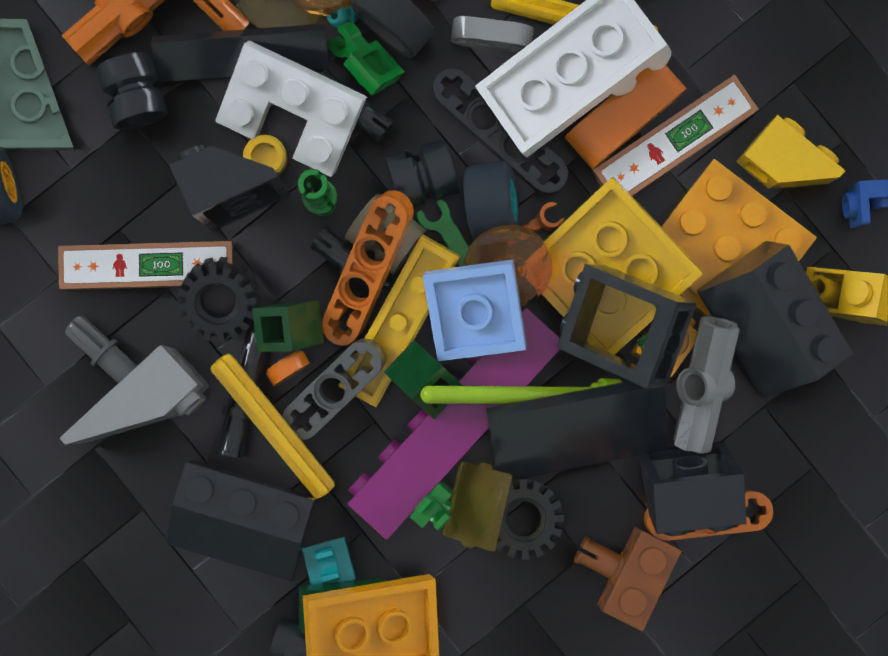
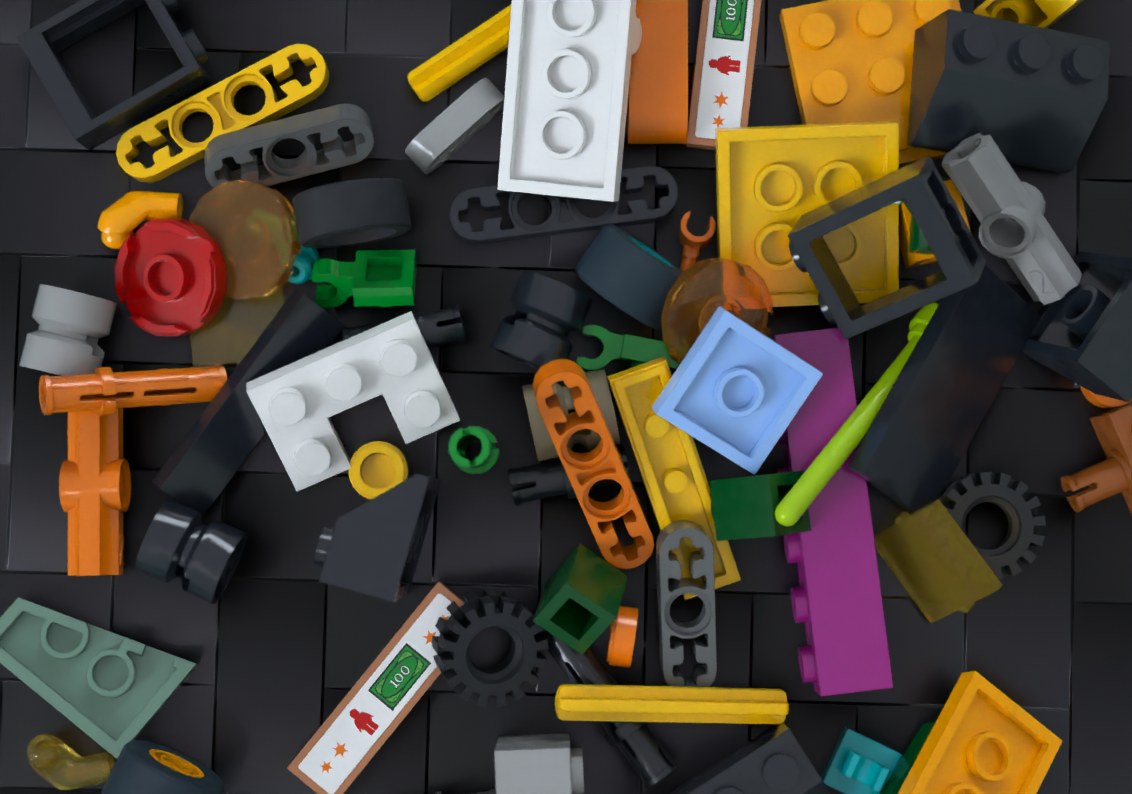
camera: 45 degrees left, 0 degrees up
(434, 507) = (903, 608): green plate -> none

